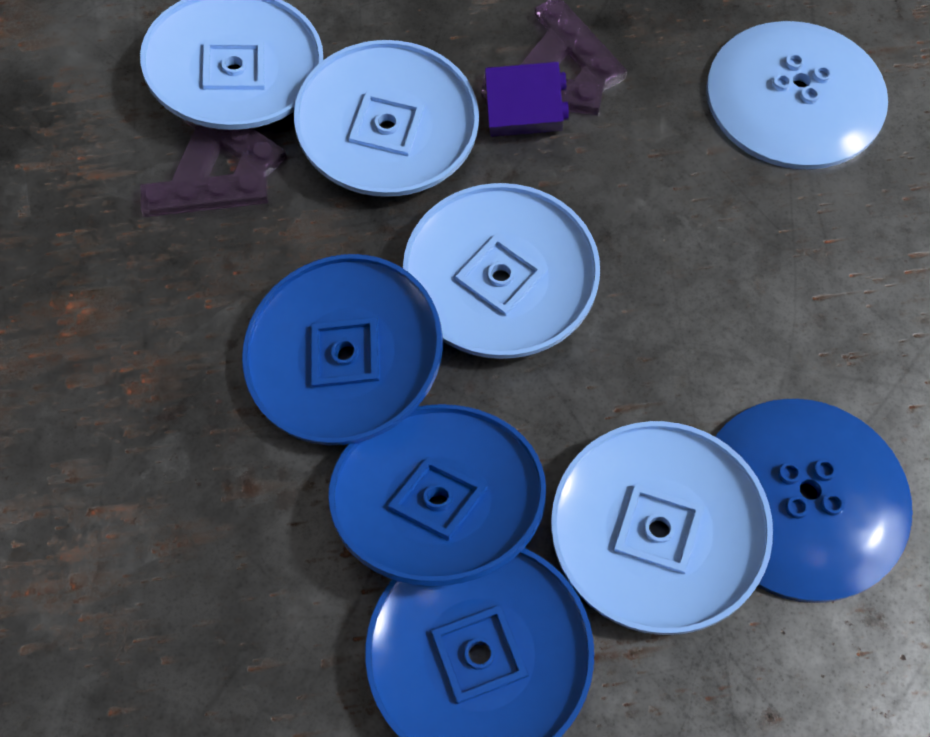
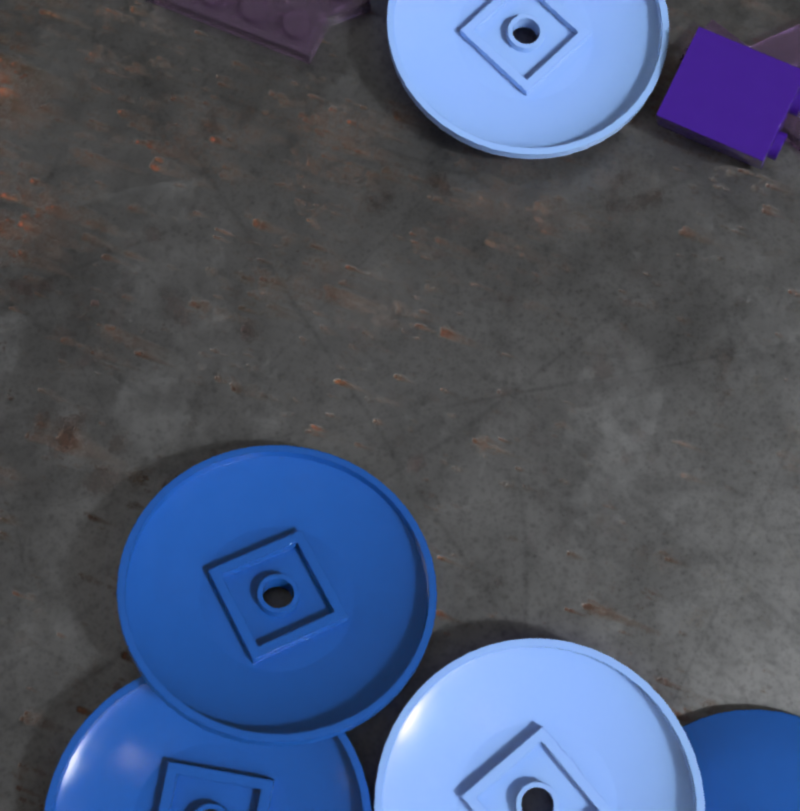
camera: 30 degrees right, 10 degrees up
(316, 313) = (236, 272): blue dish -> none
(514, 231) = (563, 263): light blue dish -> none

